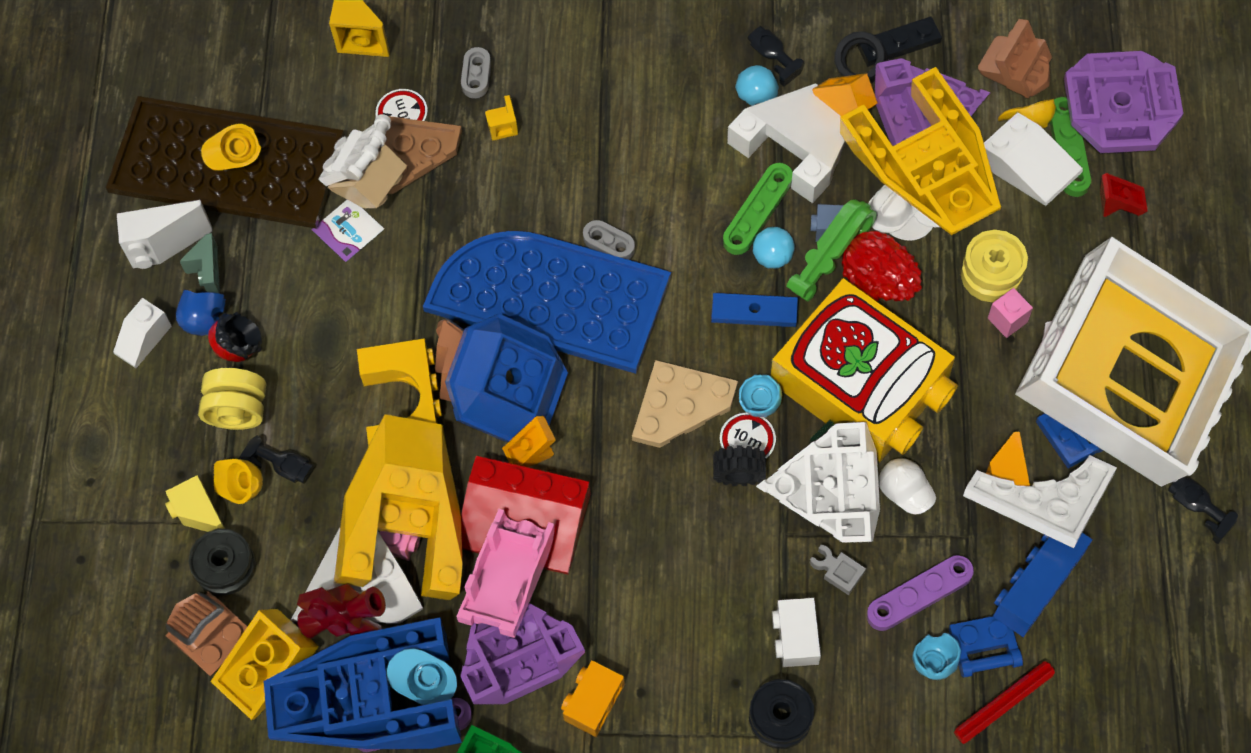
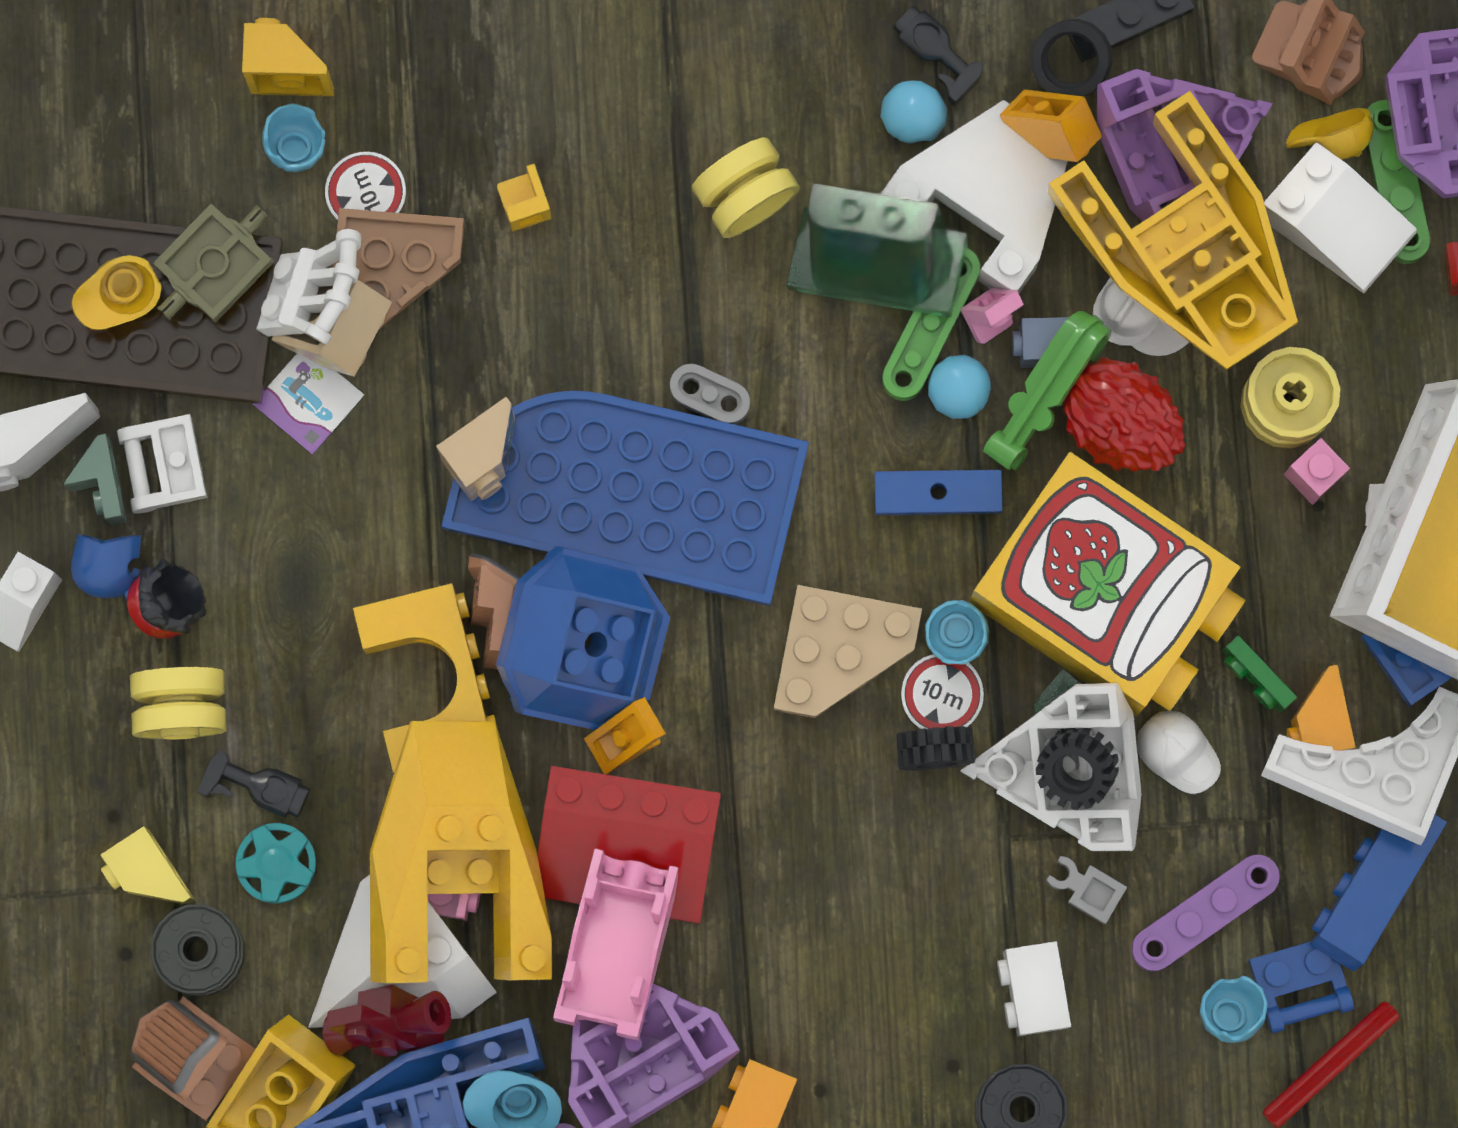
camera: 10 degrees left, 15 degrees up
(237, 480) = (202, 825): yellow piece -> none
(256, 258) = (176, 463): none -> white plate
(284, 512) = (275, 863): none -> teal wheel
(296, 138) = (213, 262): none -> olive plate
(358, 73) = (293, 138): none -> medium azure hair
(452, 253) = (480, 451): none -> tan slope
(475, 74) = (475, 121): light grey plate -> none
(643, 116) = (745, 187): none -> light yellow wheel
(725, 155) = (877, 251): none -> clear green windscreen
(796, 205) = (991, 313): none -> bright pink bracket
(819, 486) = (1065, 786): none -> black tyre
(971, 445) = (1245, 662): none -> green plate

